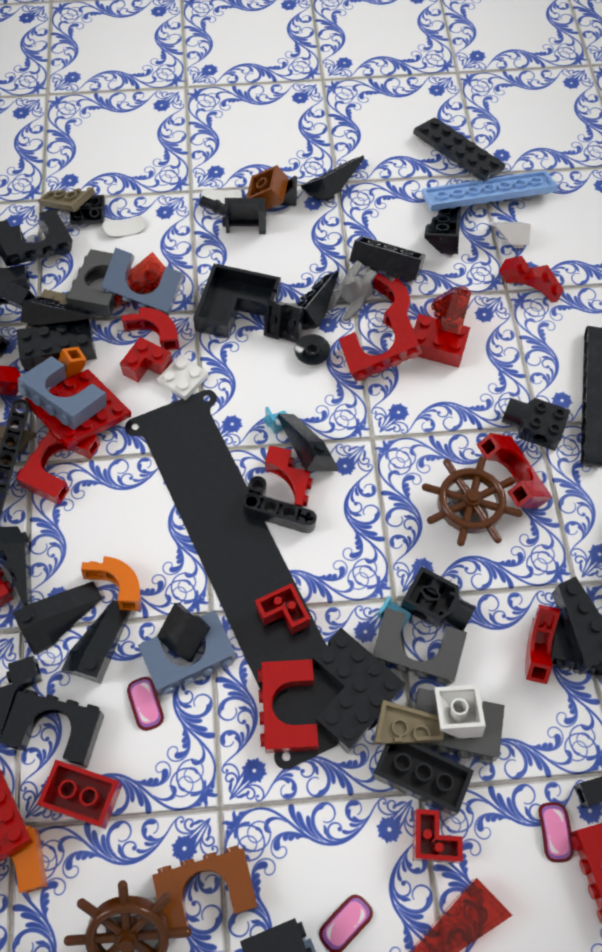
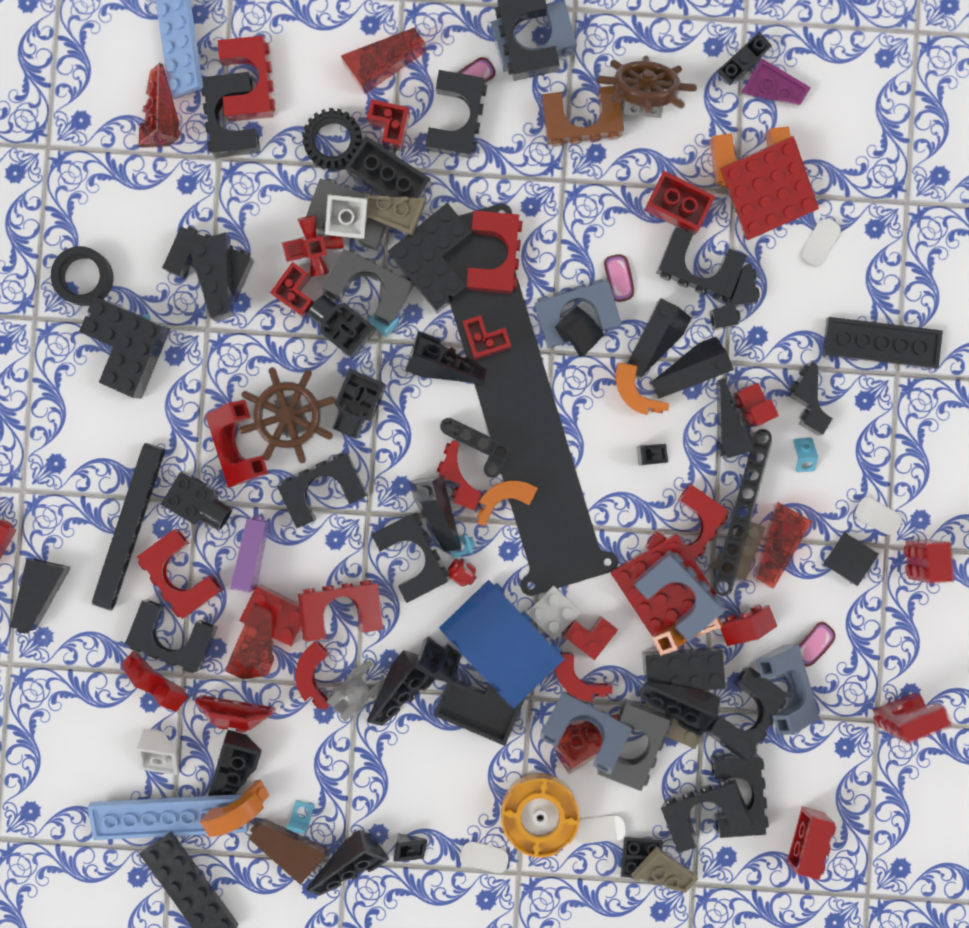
camera: 170 degrees left, 25 degrees up
(97, 523) = (652, 454): none -> black slope
(177, 225) = (545, 833): none -> light orange piece
(214, 205) = (491, 841): black pin -> none
(229, 338) = (501, 643): none -> blue panel
(242, 470) = (510, 489): none -> orange arch
(244, 213) = (461, 819): black panel -> none
(269, 185) = (430, 850): dark orange brick -> none
(273, 396) = (462, 572): none -> red head
(315, 344) = (412, 634): black dish -> none
(328, 424) = (409, 530): none -> black arch
(330, 582) = (436, 361): none -> black wedge
(345, 898) = (470, 90): none -> black arch
(380, 199) = (300, 824): none -> medium azure bracket
(385, 181) = (288, 849): none -> reddish brown slope
(387, 258) = (308, 728): black brick -> none
(404, 529) = (357, 402): none -> black brick
(407, 467) = (295, 490): none -> black arch
(431, 191) = (235, 815): none -> orange arch
(456, 265) = (233, 713): none -> red wedge
(474, 381) = (250, 555): none -> medium lavender slope
(492, 678) = (311, 246): none -> red brick
(500, 627) = (289, 290): none -> red brick
(521, 804) = (322, 120): none -> black tyre
(525, 342) = (155, 562): none -> red arch
(539, 644) = (259, 269): red arch -> none
(549, 309) = (144, 638): none -> black arch
(556, 832) = (286, 119): sticker -> none

